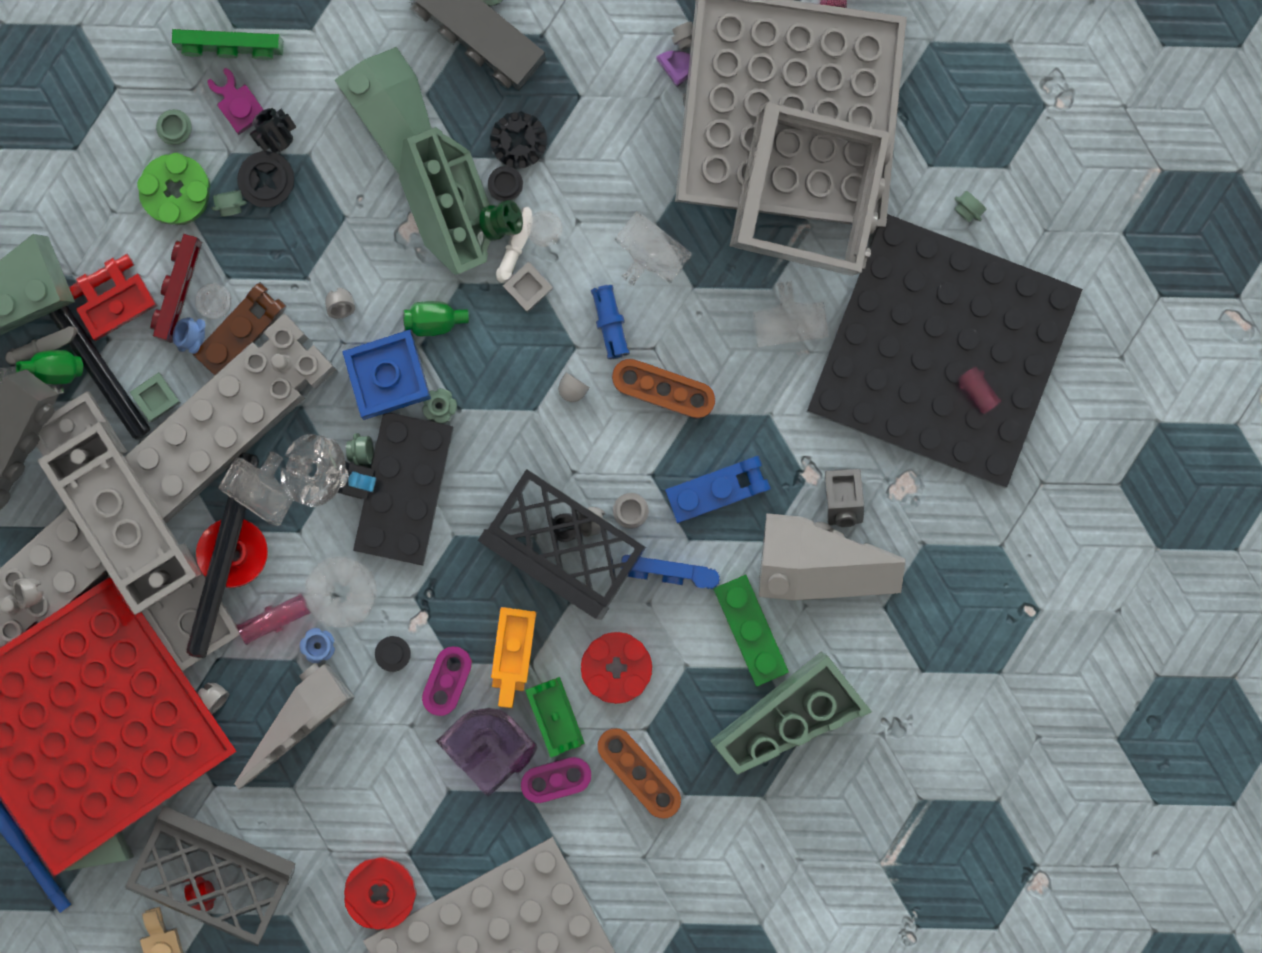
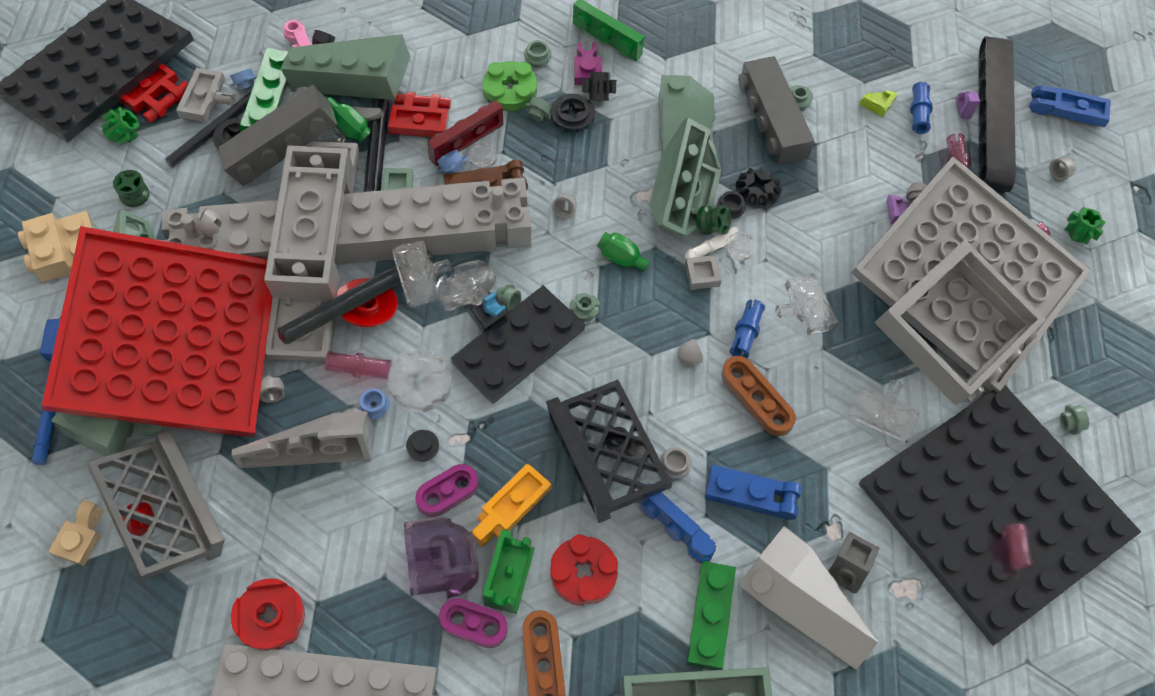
camera: 30 degrees right, 25 degrees down
(386, 375) = (563, 262): blue plate -> none

